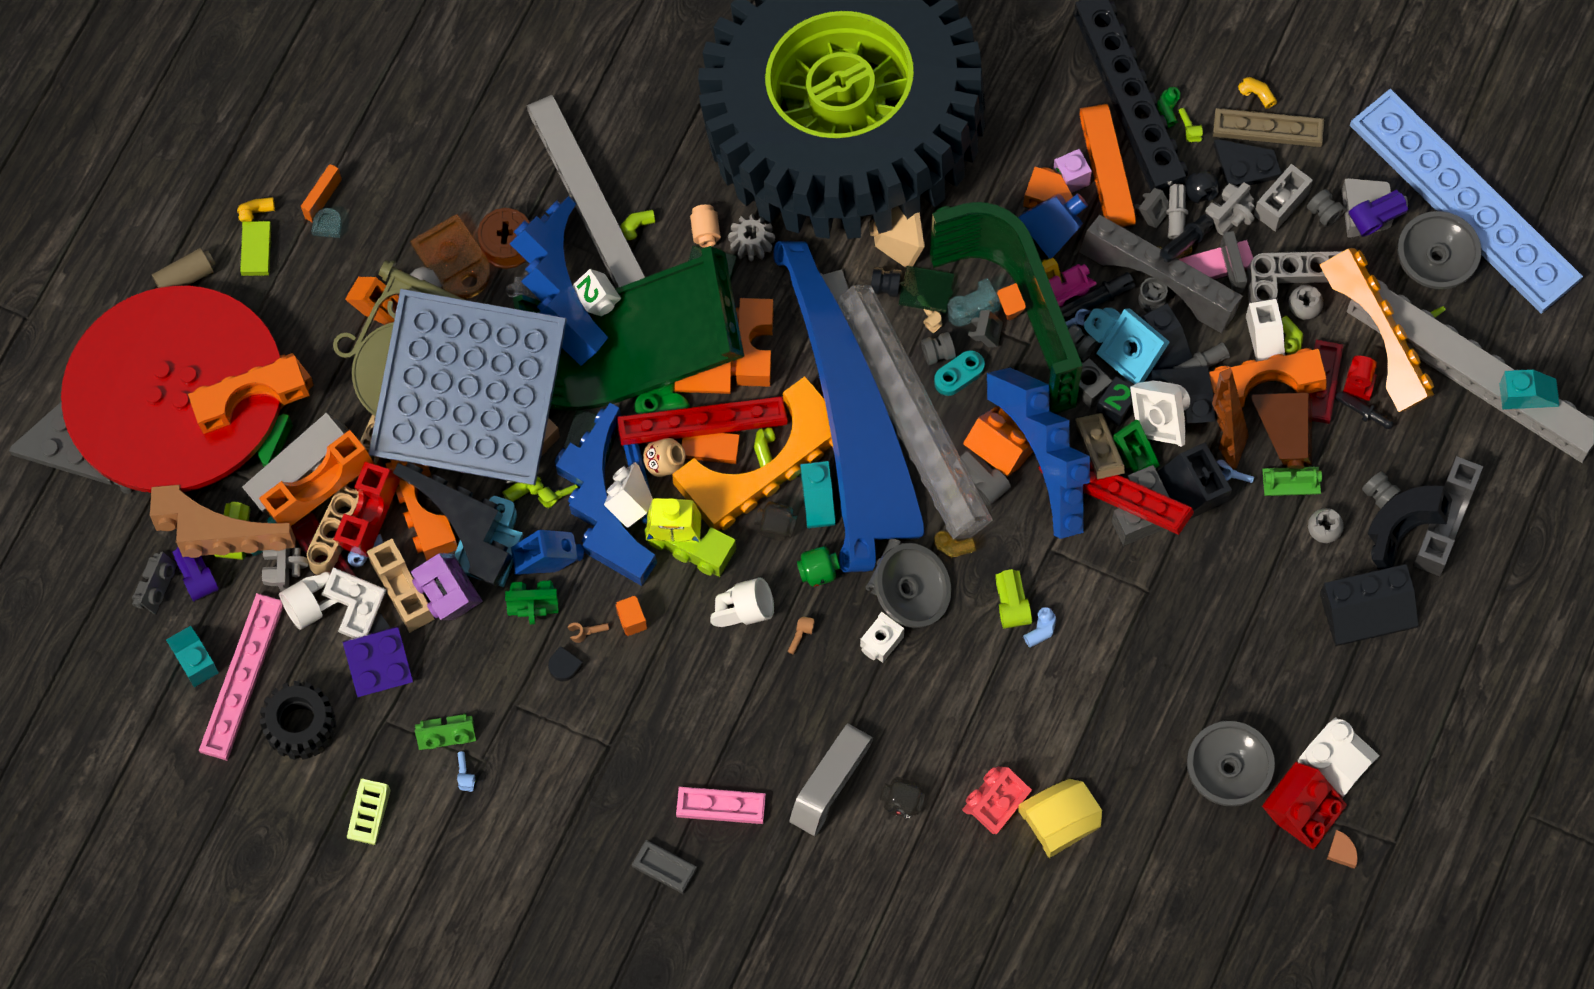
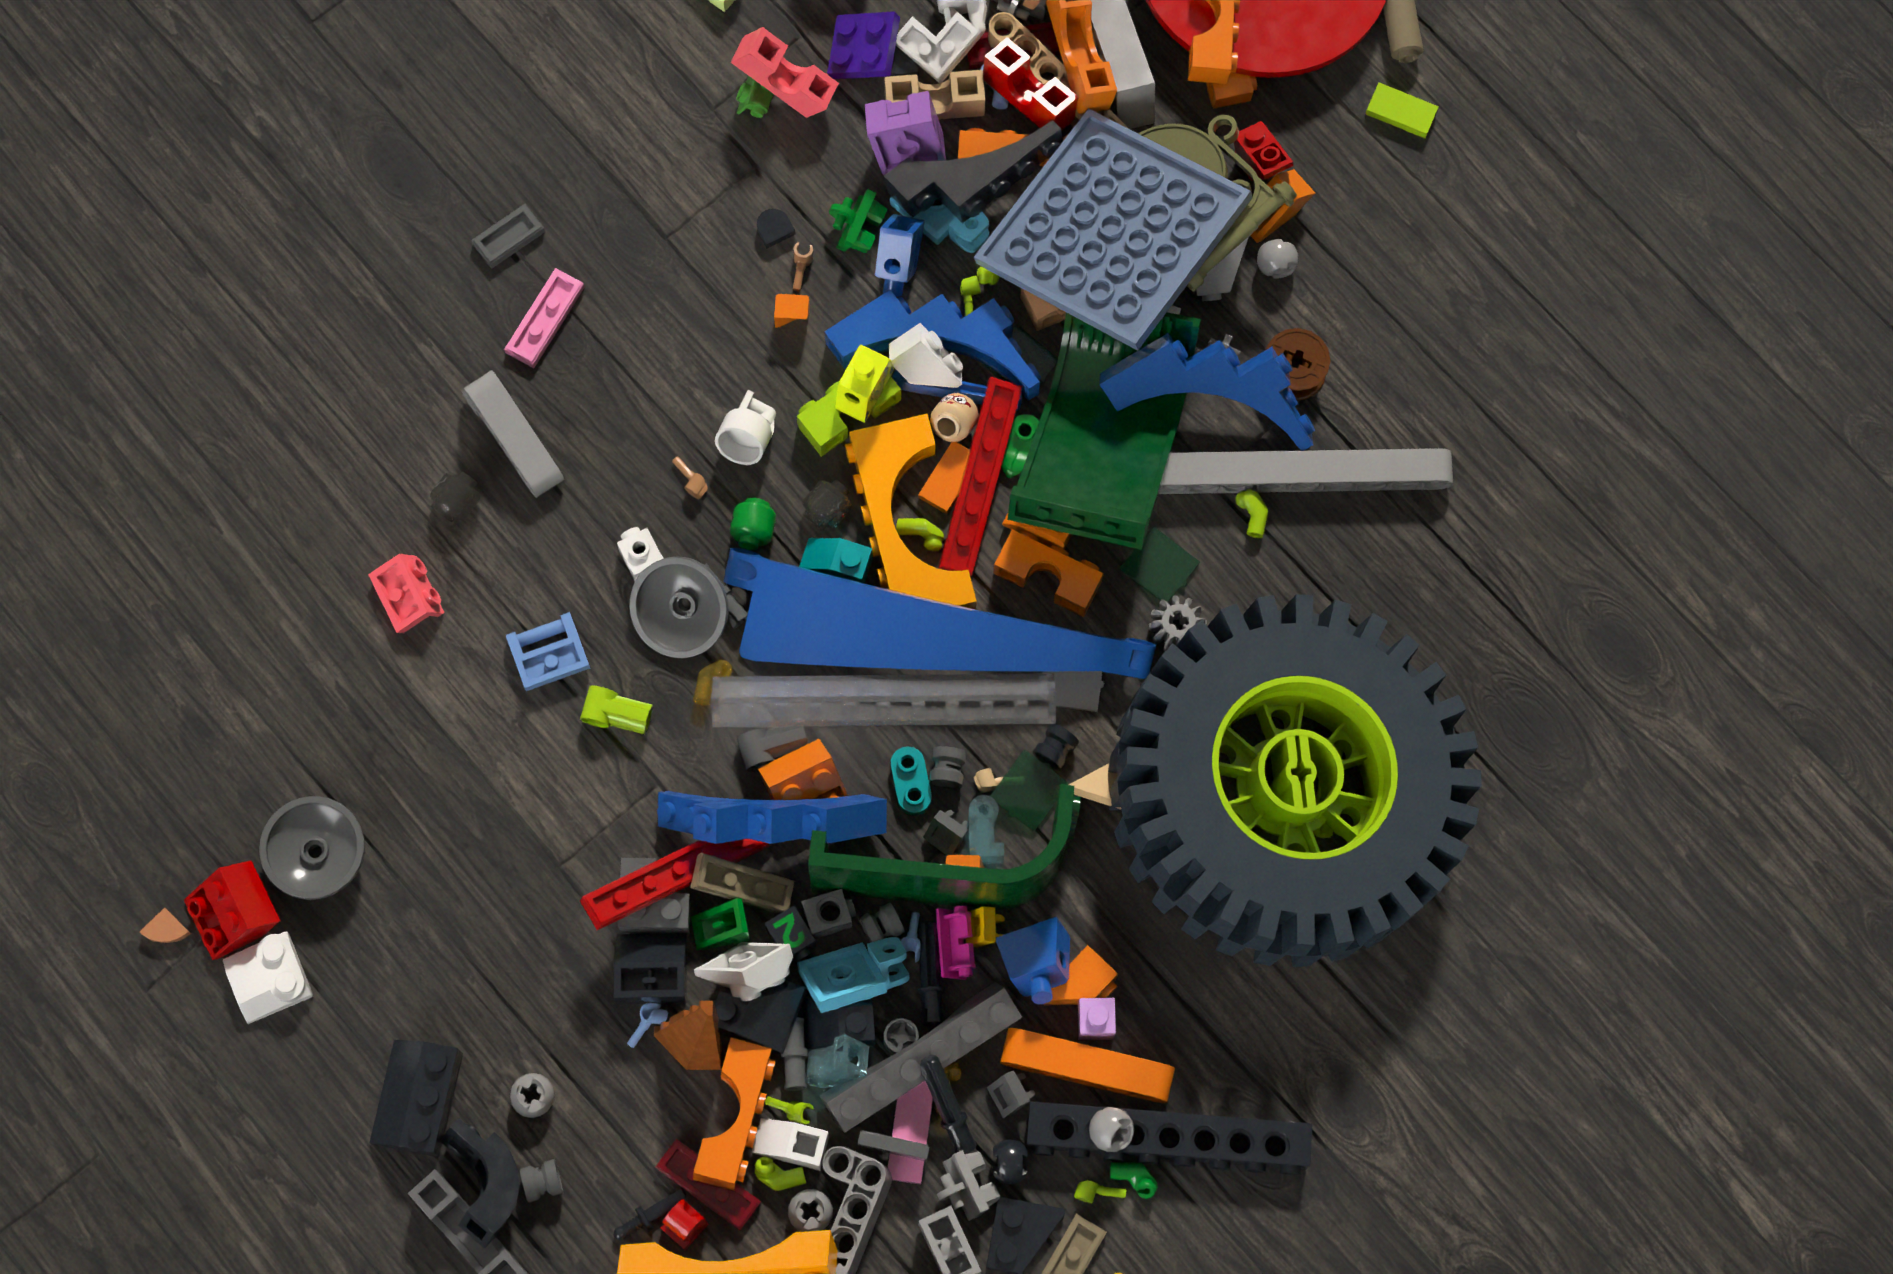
camera: 110 degrees right, 5 degrees up
(255, 206) = (1453, 125): yellow arm -> none
(276, 440) = (1158, 40): green slope -> none
(321, 192) = (1437, 196): orange tile -> none
(327, 223) = (1400, 193): clear light blue tile -> none
(347, 317) = (1261, 151): none -> red slope
(435, 708) = (802, 88): none -> coral arch
(453, 257) = (1299, 300): clear orange tile -> none
(465, 781) = (697, 81): light blue hand -> none
(596, 293) = (1174, 417): white brick -> none
(705, 225) = (1214, 581): light nougat brick -> none
(996, 665) = (550, 661): none -> medium blue plate
(1044, 628) = (568, 731): light blue arm -> none
(1062, 815) = (355, 649): light yellow slope -> none
(1150, 118) = (1111, 1129): none -> light grey piece
(1176, 210) = (993, 1118): light grey axle -> none
(1195, 324) = (832, 1064): none -> clear light blue leg
(1240, 345) = (793, 1110): none -> lime hand
(1289, 425) = (666, 1109): reddish brown slope -> none
(1292, 481) = (605, 1086): bright green hinge -> none

